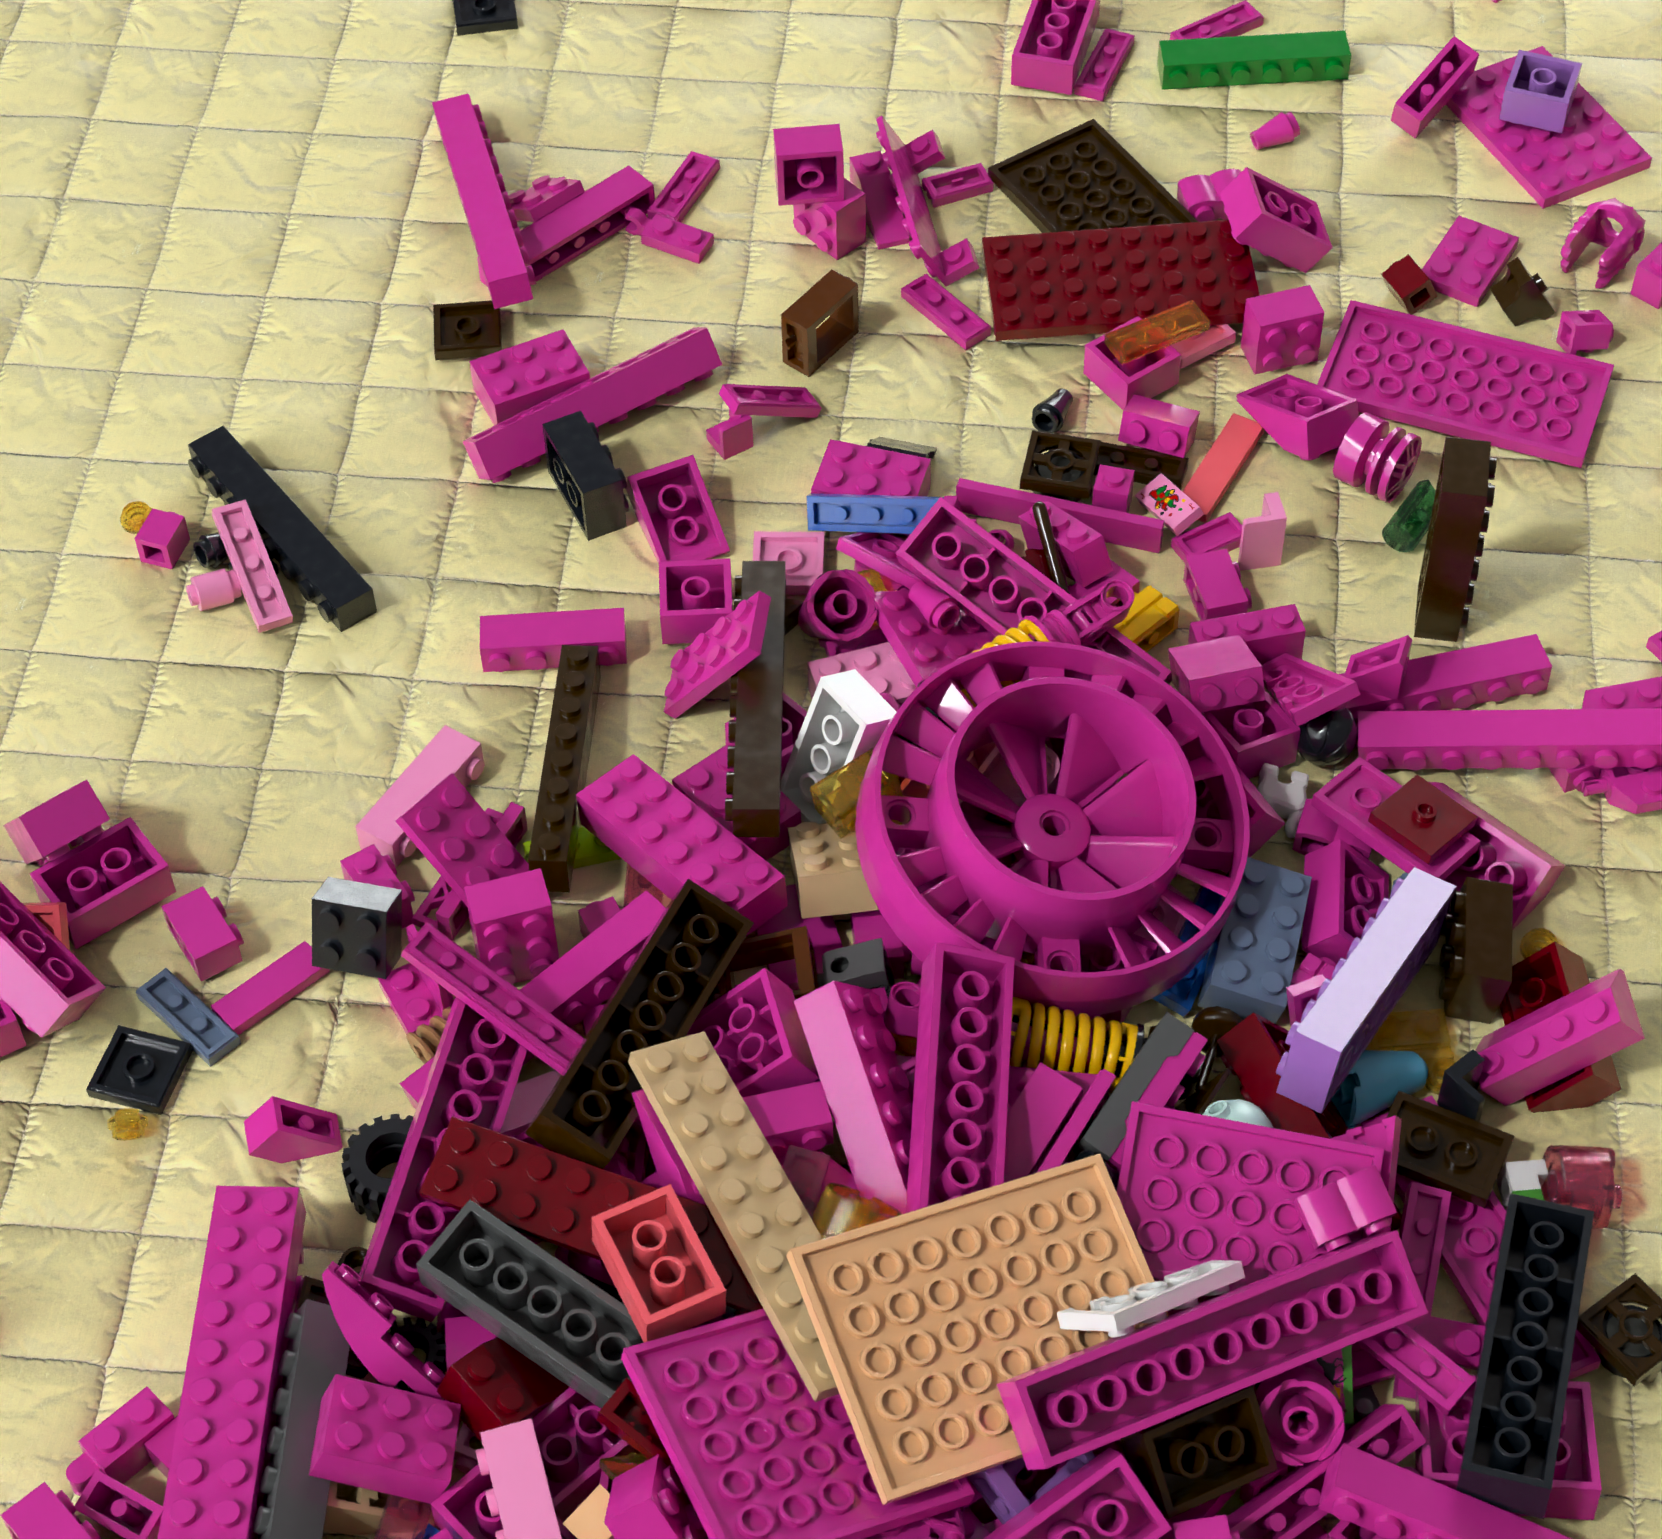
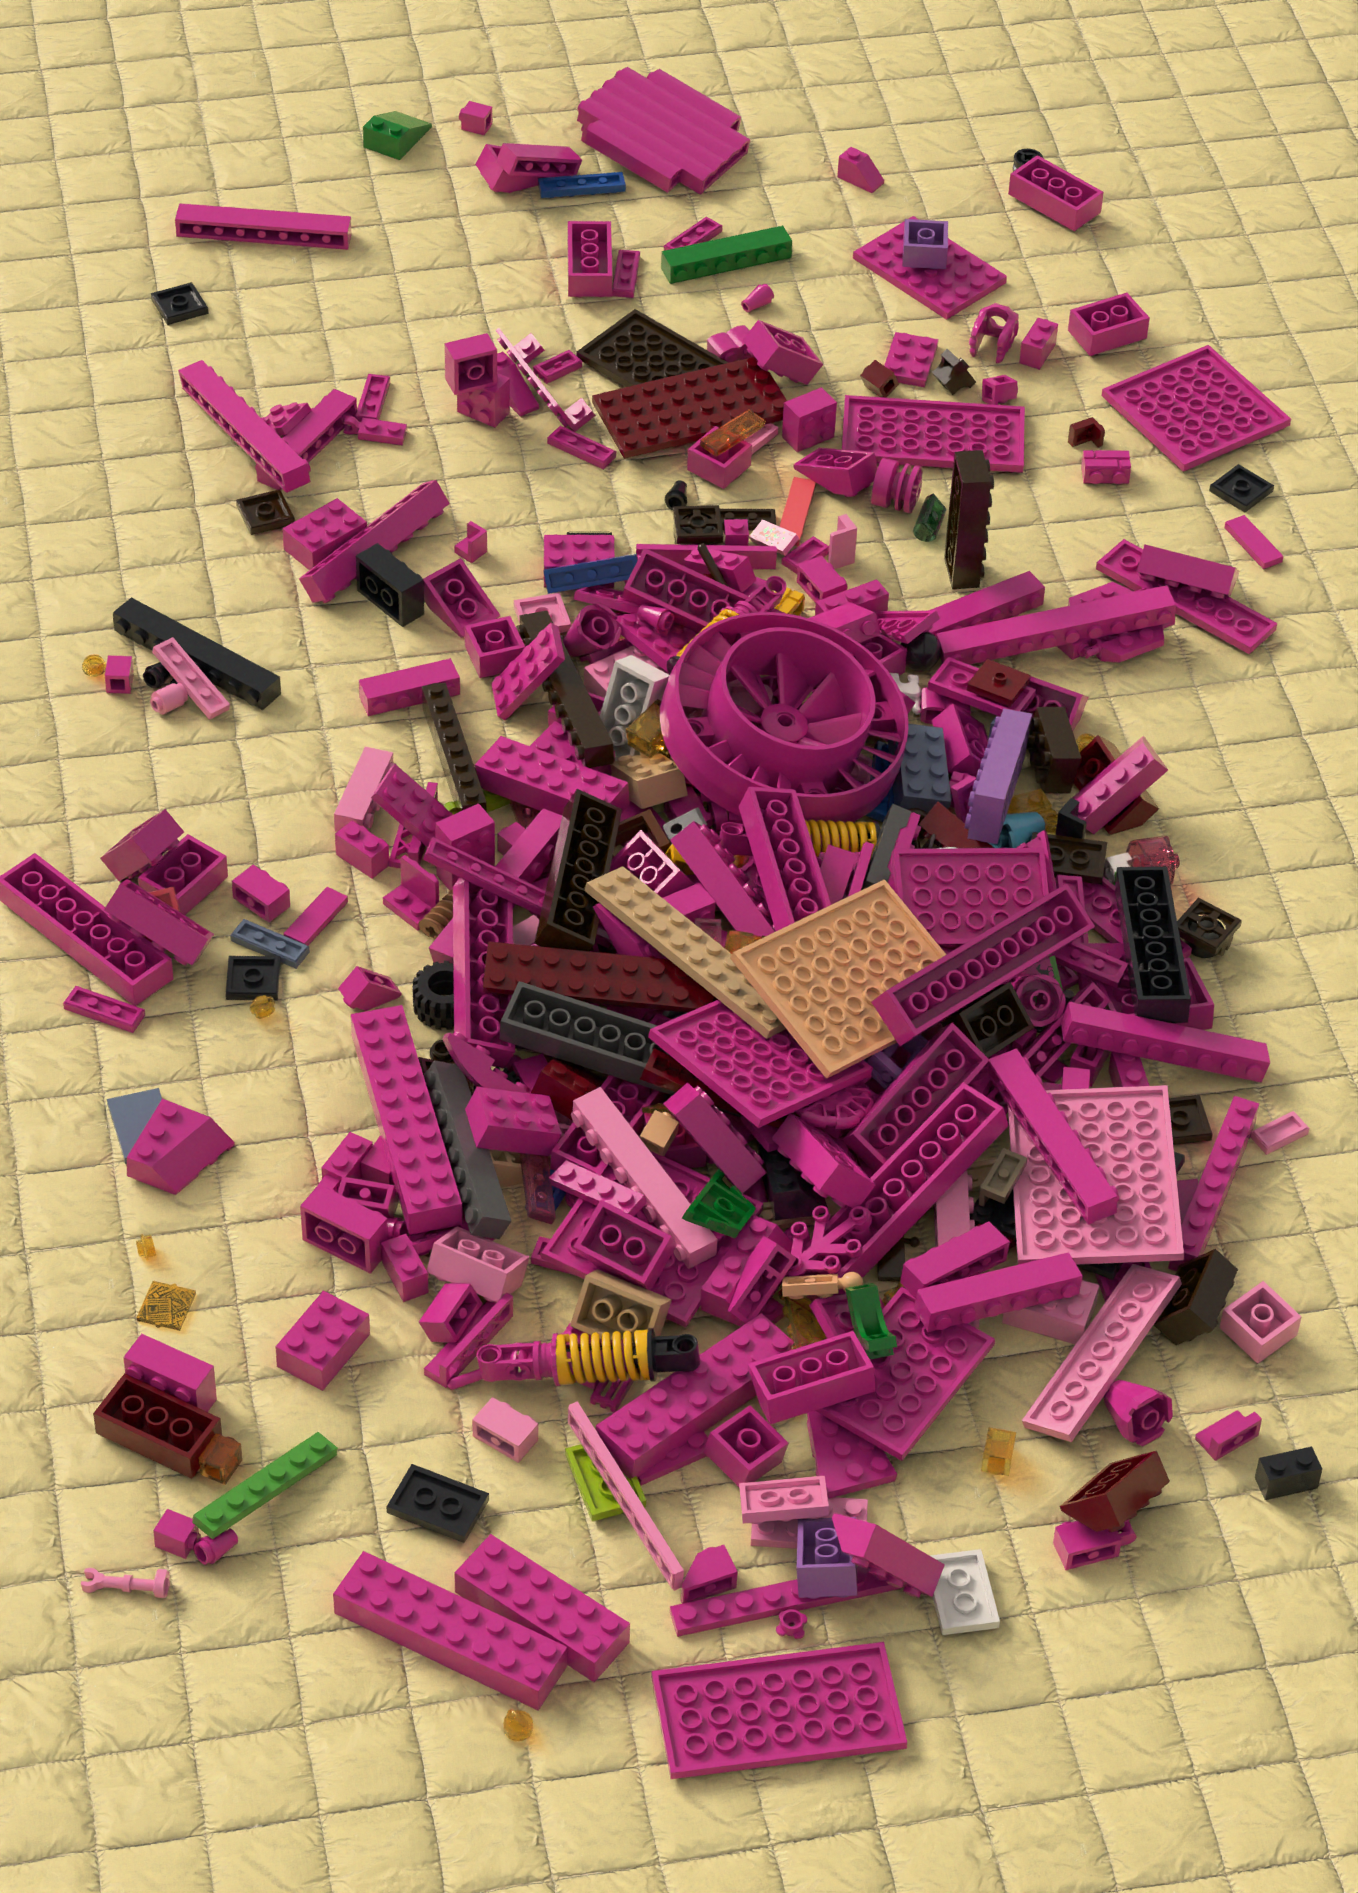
camera: 20 degrees left, 5 degrees down
(356, 927) = (364, 867): black brick -> none
(658, 1264) = (648, 986): coral brick -> none
(770, 400) = (492, 519): dark pink tile -> none
(812, 347) = (507, 464): reddish brown window -> none
(1151, 1300) = (940, 947): white wing -> none
(1158, 426) = (750, 492): dark pink brick -> none
(1346, 1208) = (1032, 881): dark pink brick -> none
(1381, 667) = (945, 602): dark pink slope -> none
(1434, 87) = (854, 252): dark pink brick -> none

